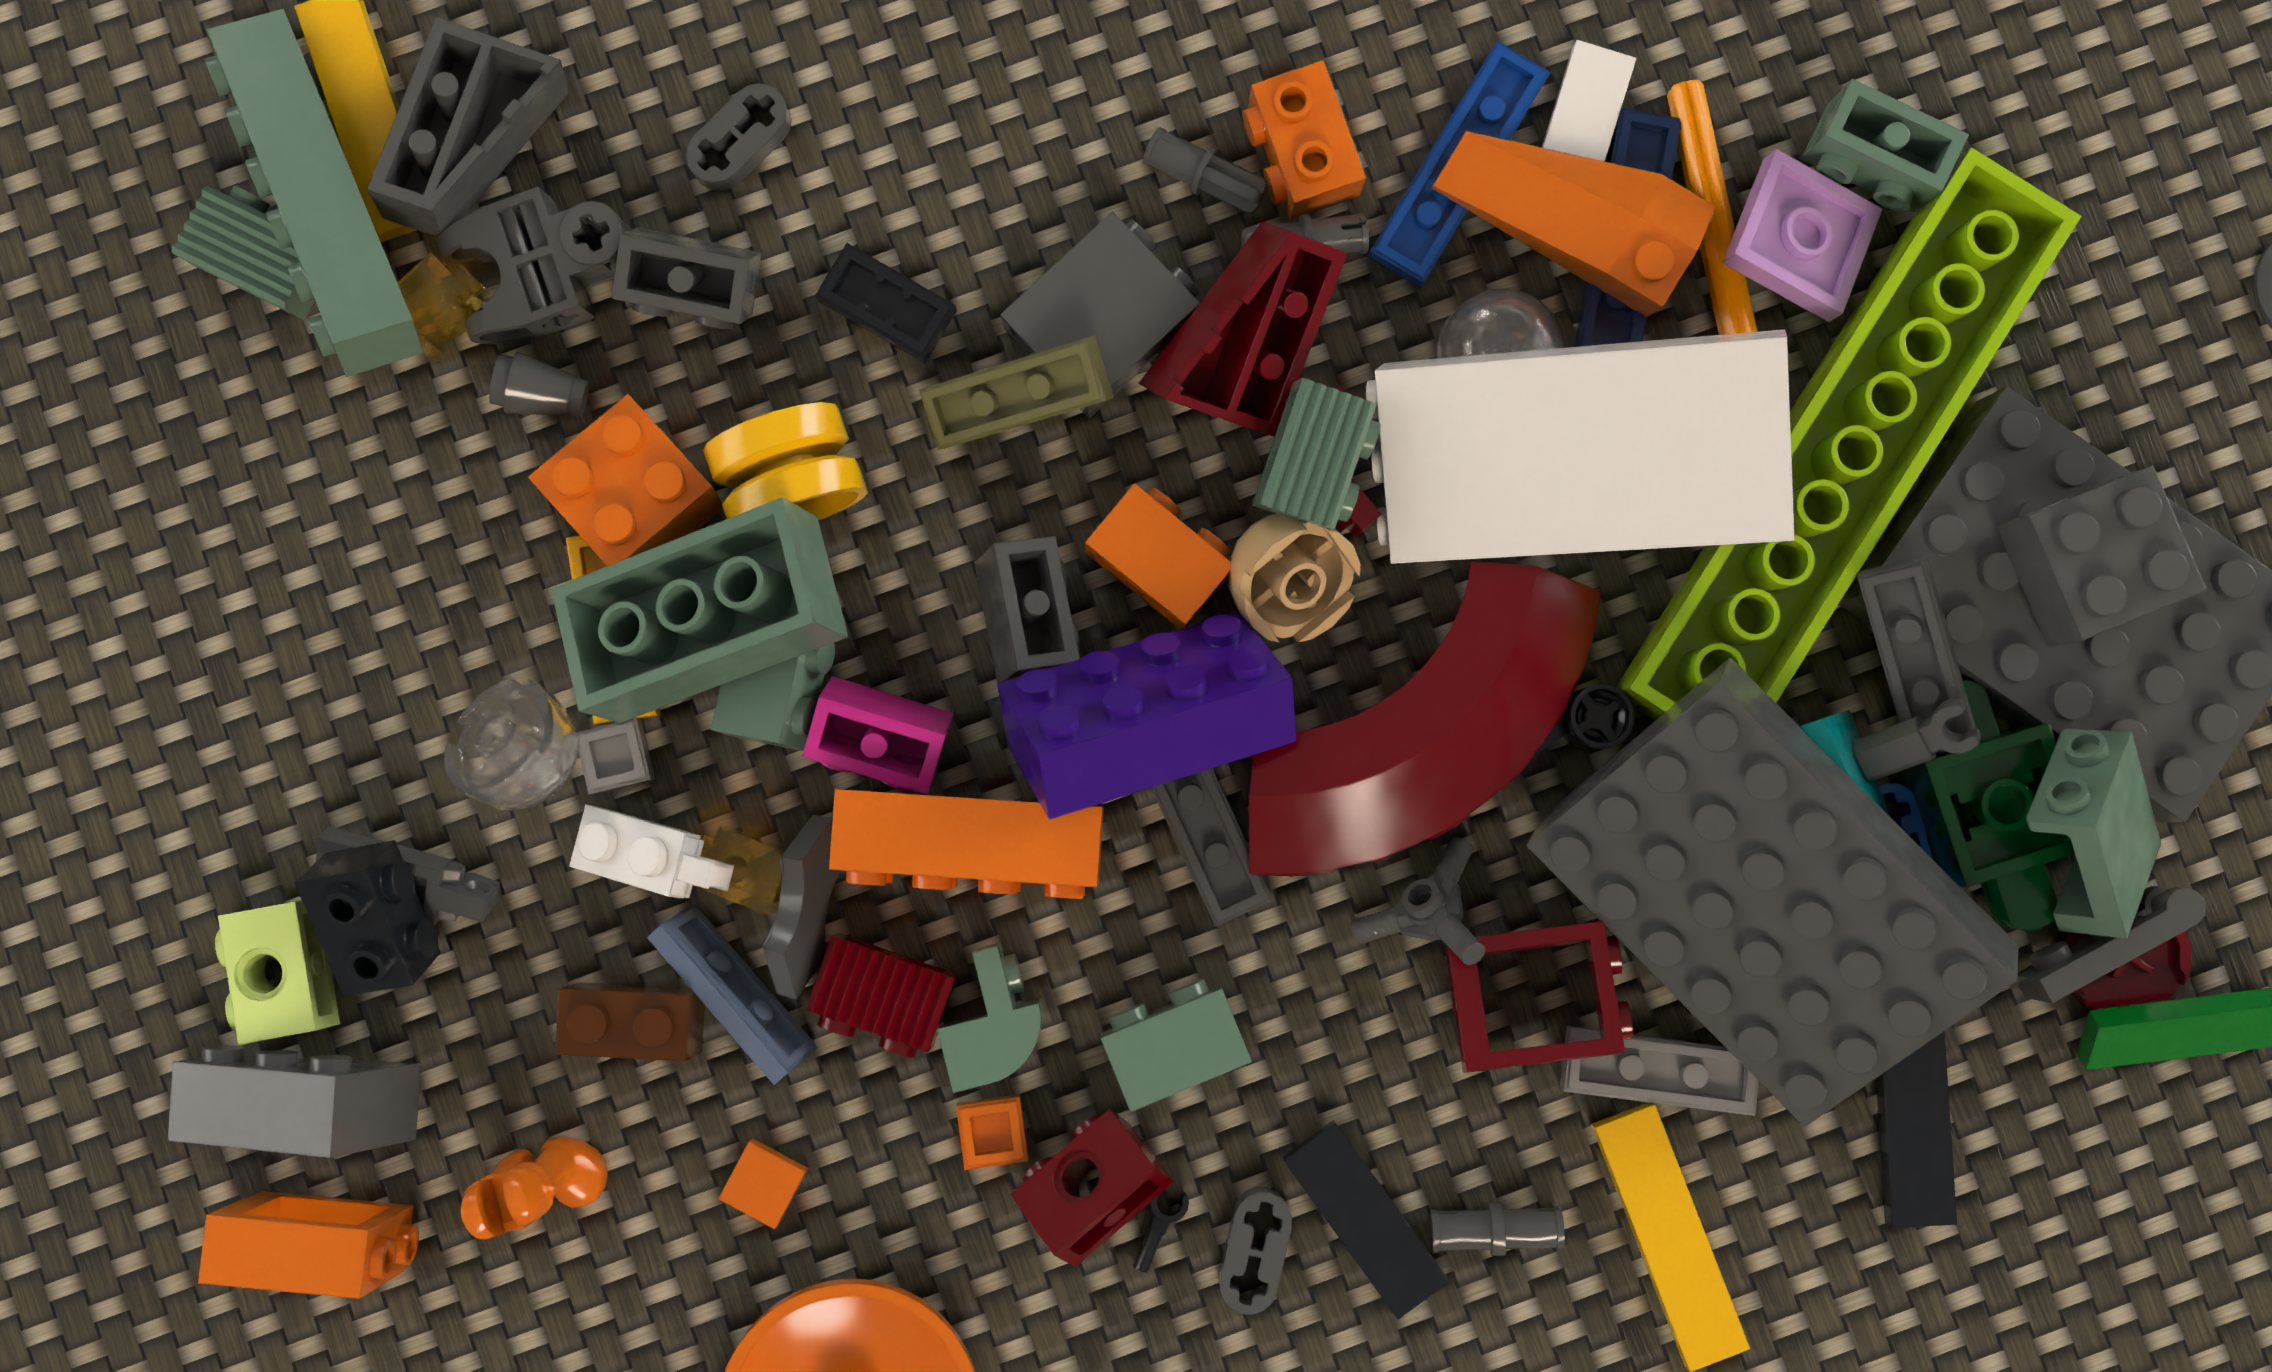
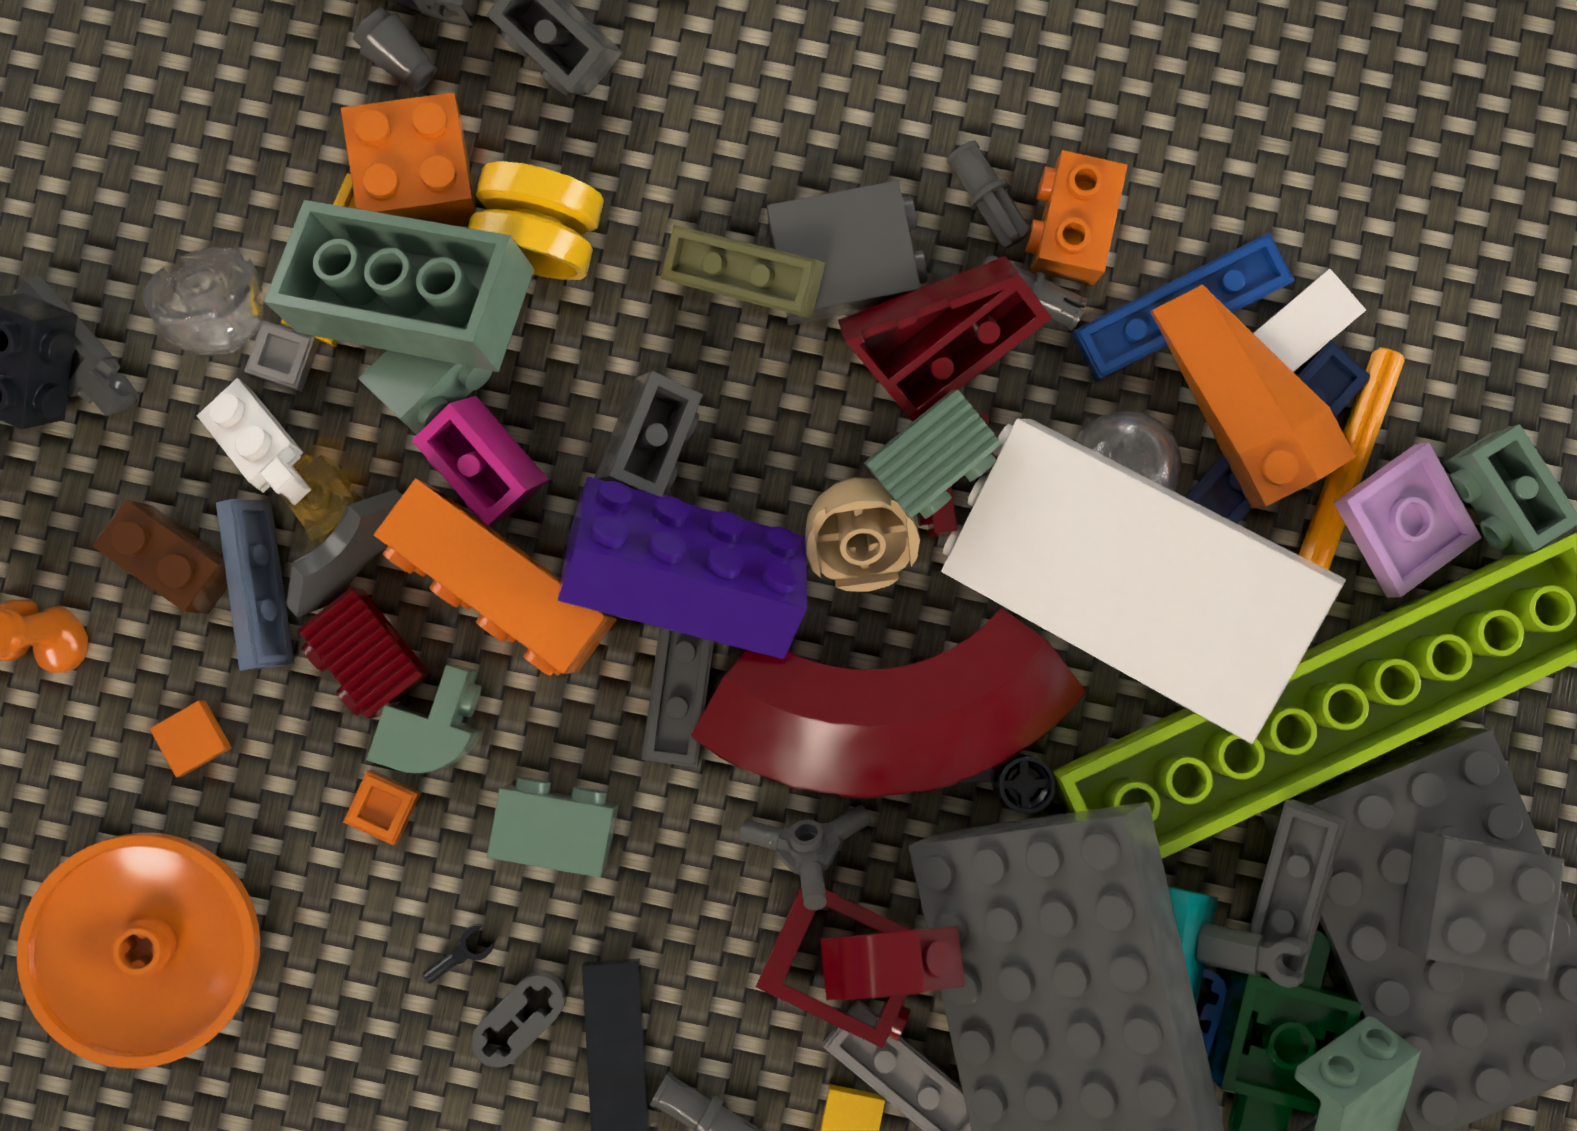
camera: 30 degrees right, 0 degrees up
(886, 303) = (690, 146): black plate -> none
(1126, 1184) = (453, 908): dark red brick -> none
(1160, 555) = (773, 457): orange brick -> none
(1584, 965) = (892, 963): none -> dark red brick

